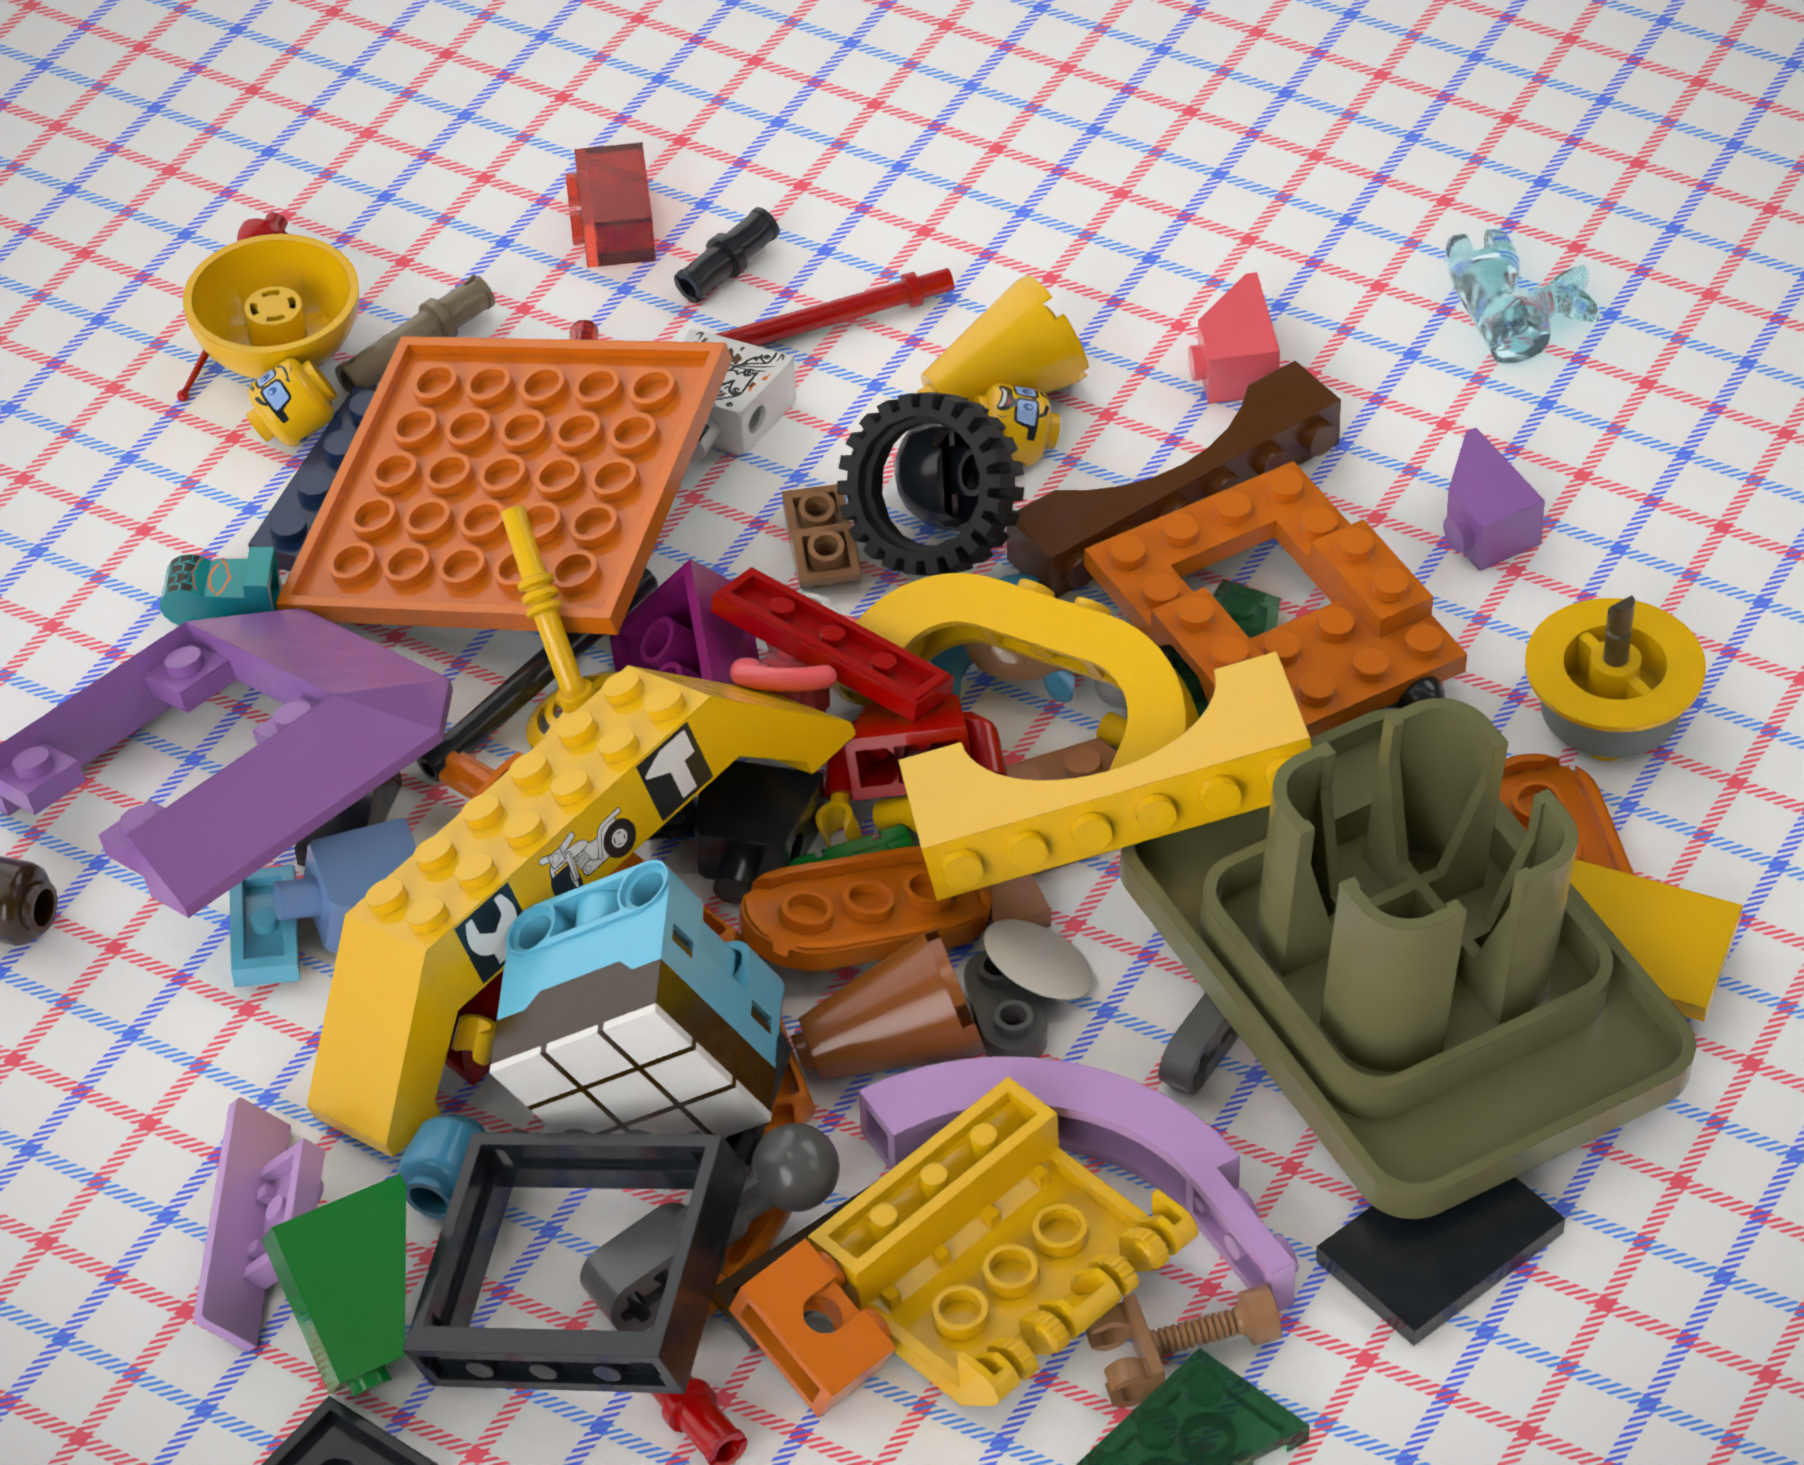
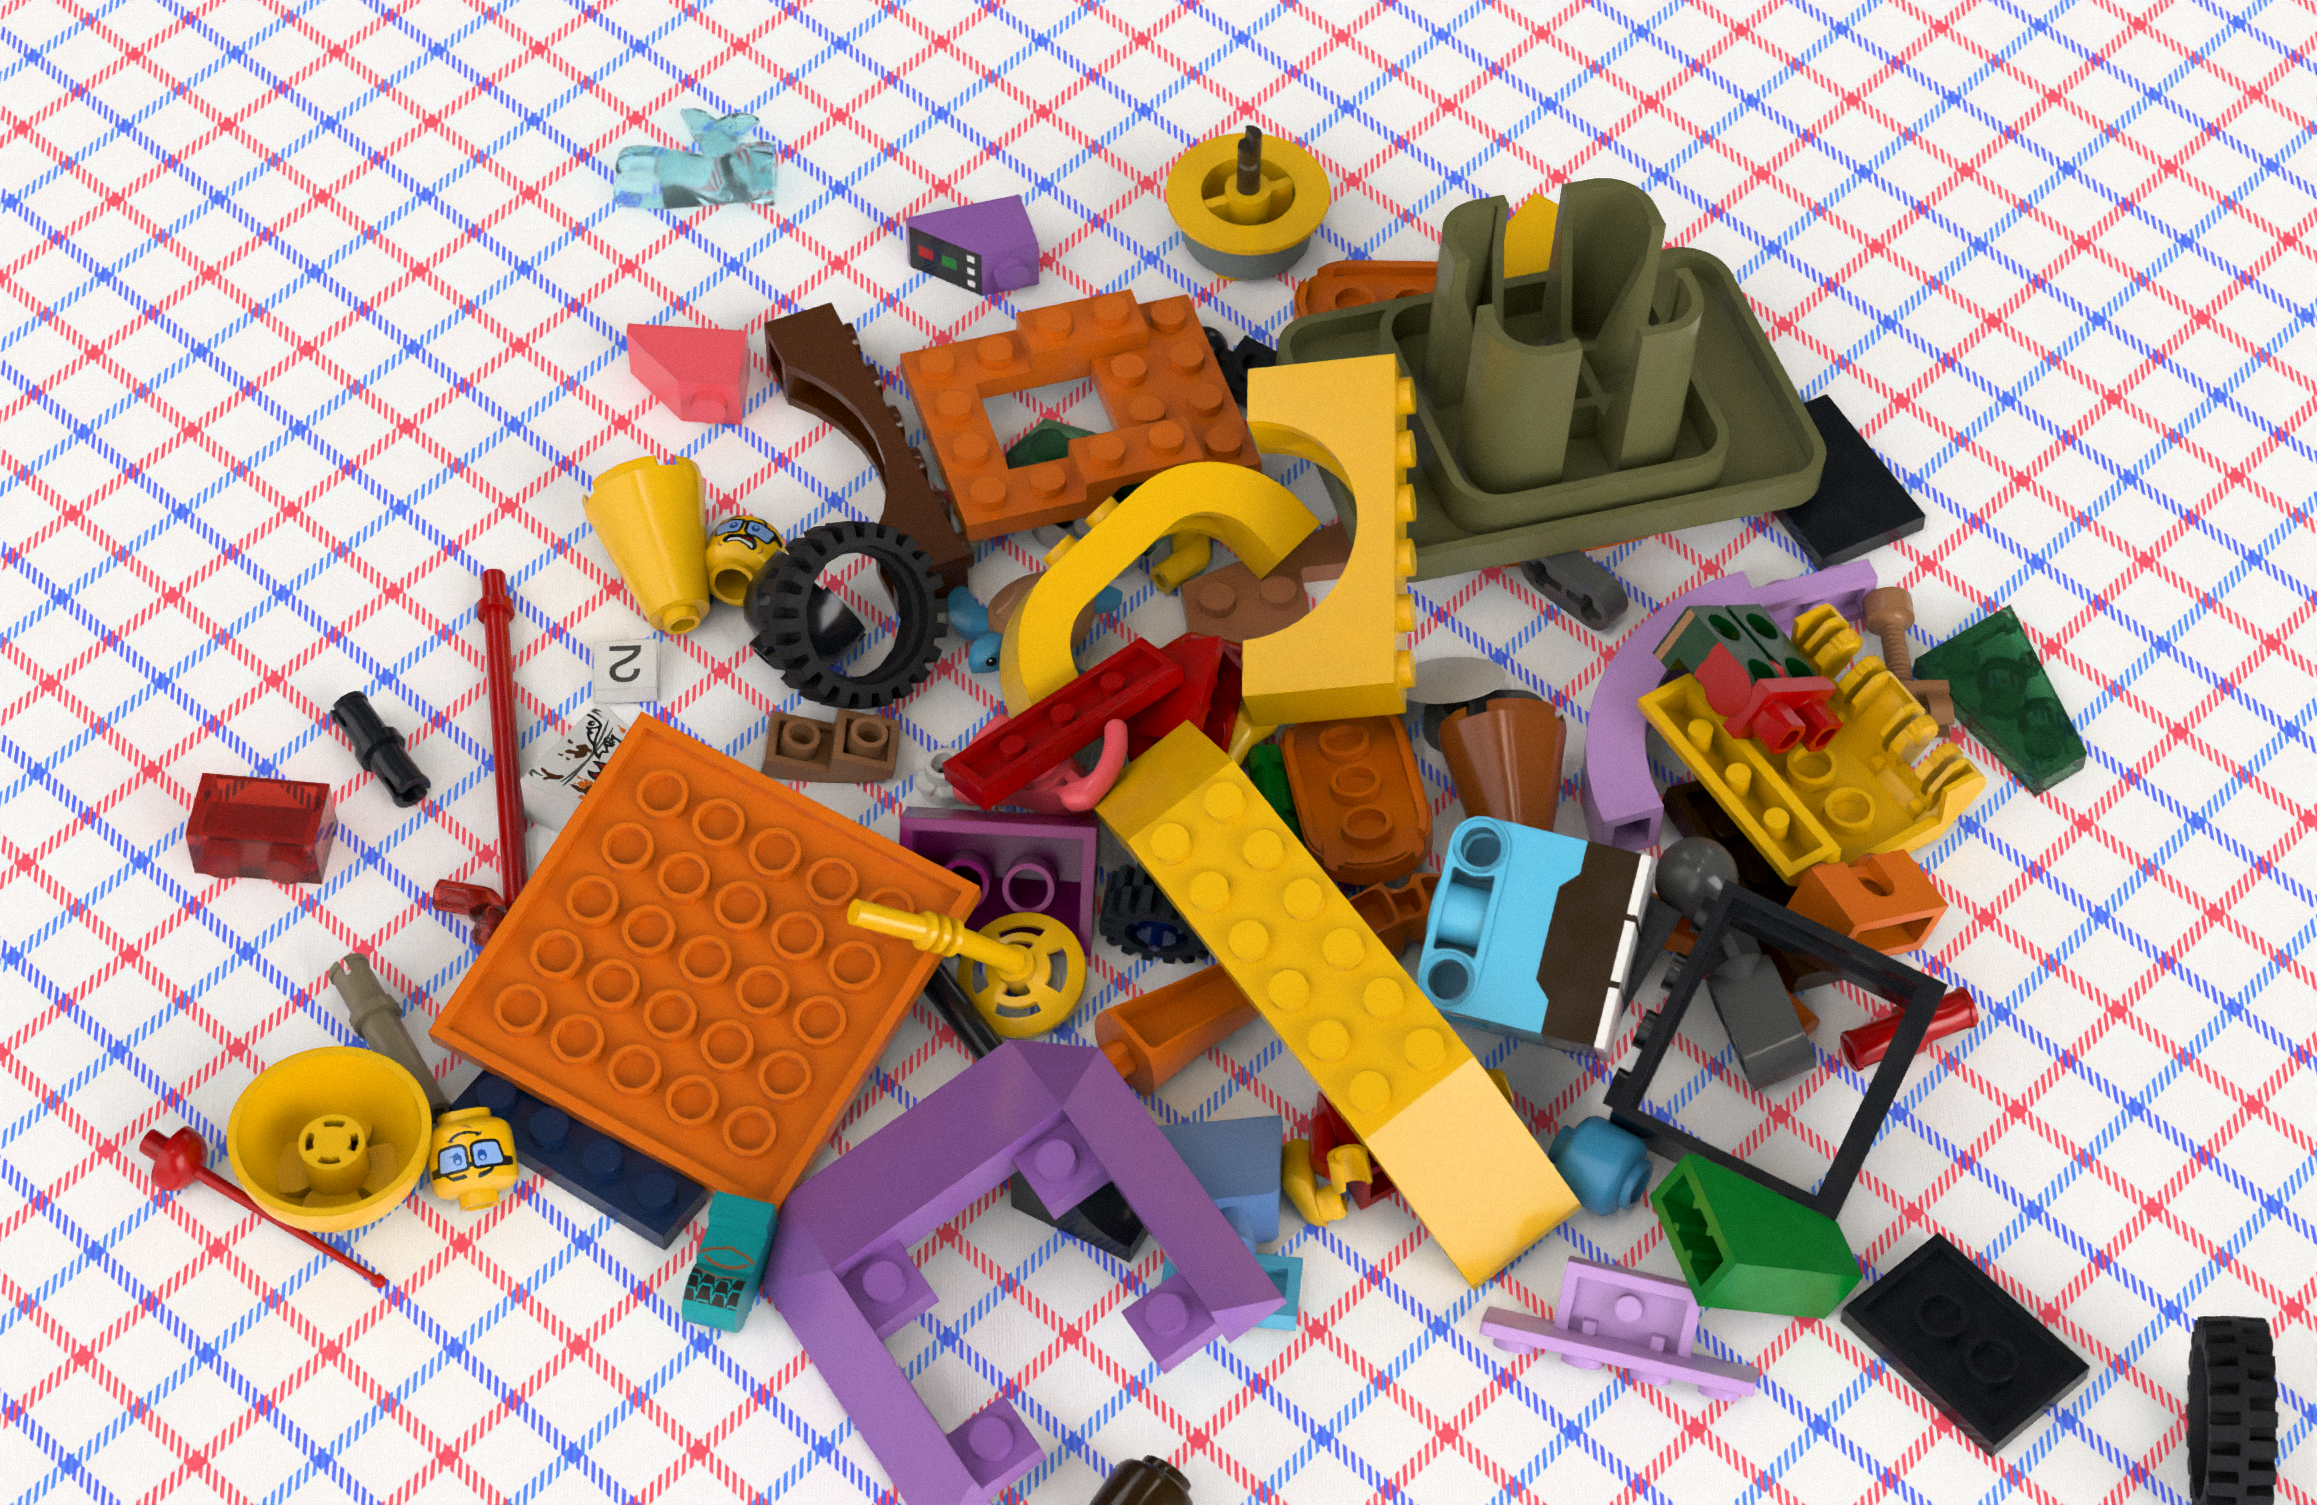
camera: 80 degrees left, 5 degrees up
(868, 385) = (625, 671): none -> white tile
(1036, 1173) = (1752, 676): none -> hips

